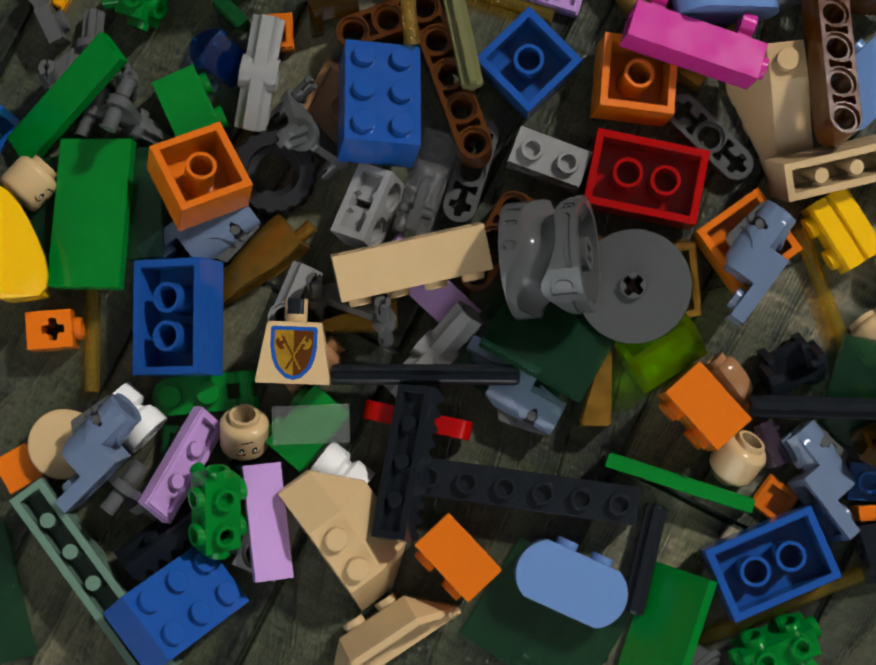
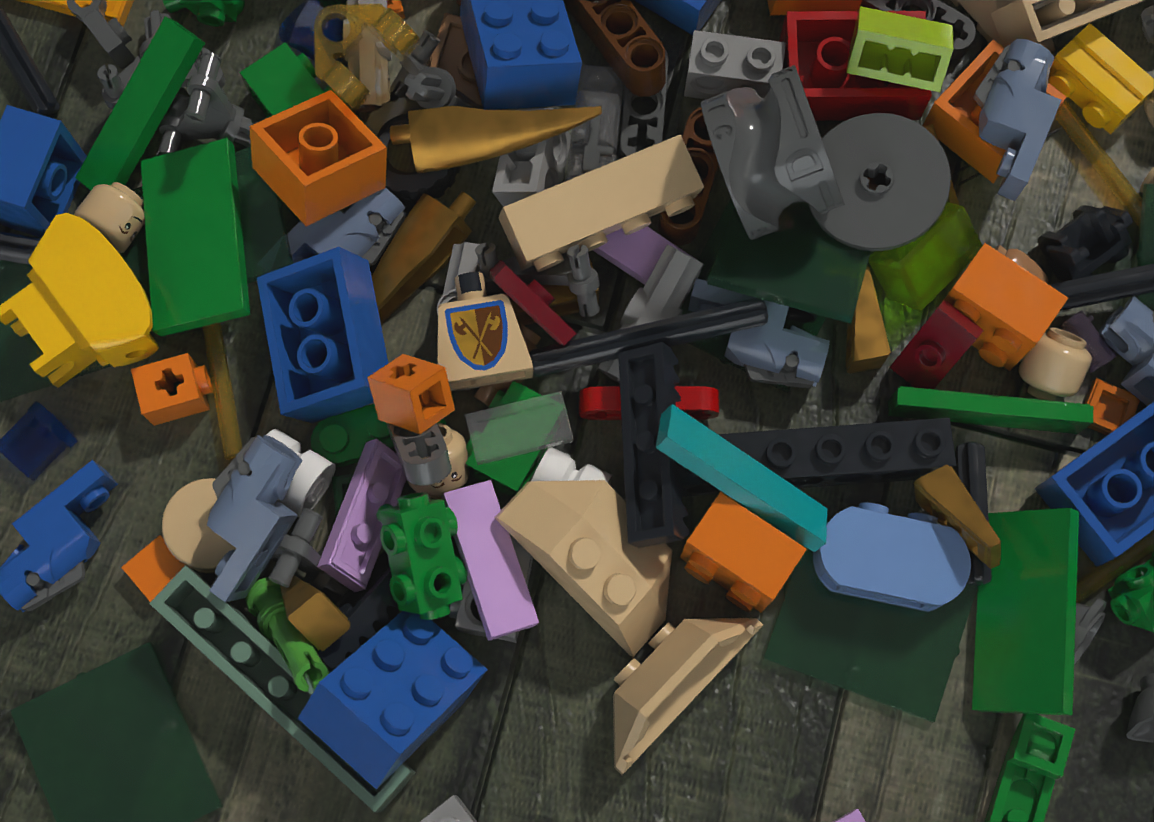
camera: 10 degrees left, 10 degrees down
(104, 532) = (301, 658): none -> bright green pin
(127, 537) = (313, 613): none -> pearl gold slope
(225, 430) = (413, 447): none -> dark grey beam
(230, 378) = (411, 393): none -> orange brick
(274, 83) = (381, 22): none -> clear yellow piece
(318, 182) = (465, 135): none -> pearl gold piece
(341, 329) = (533, 300): none -> dark red plate
(468, 505) = (742, 478): none -> teal tile
(623, 550) = (948, 500): none -> pearl gold slope
(647, 428) = (936, 347): none -> dark red plate
(678, 183) = (900, 49): none -> lime brick

